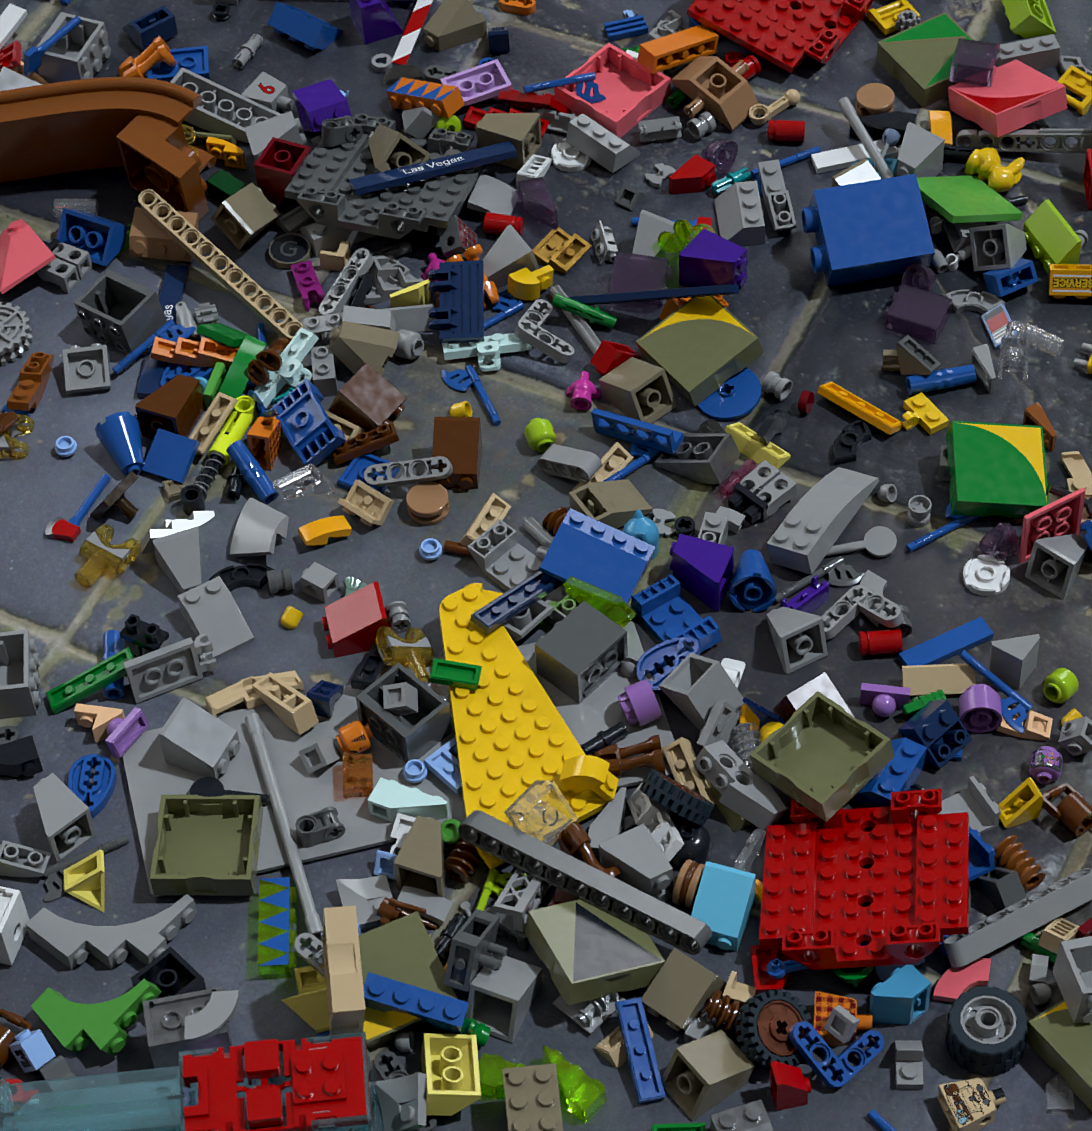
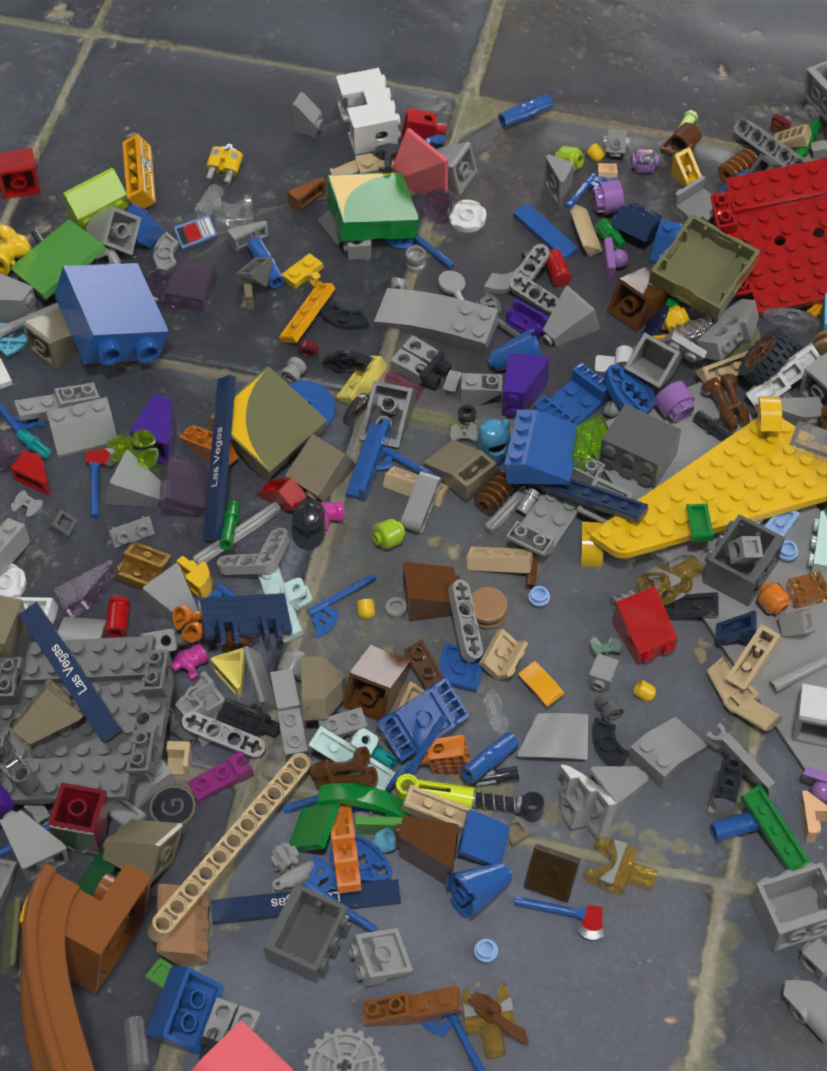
camera: 105 degrees left, 5 degrees up
(570, 369) = (308, 524): none -> black piece

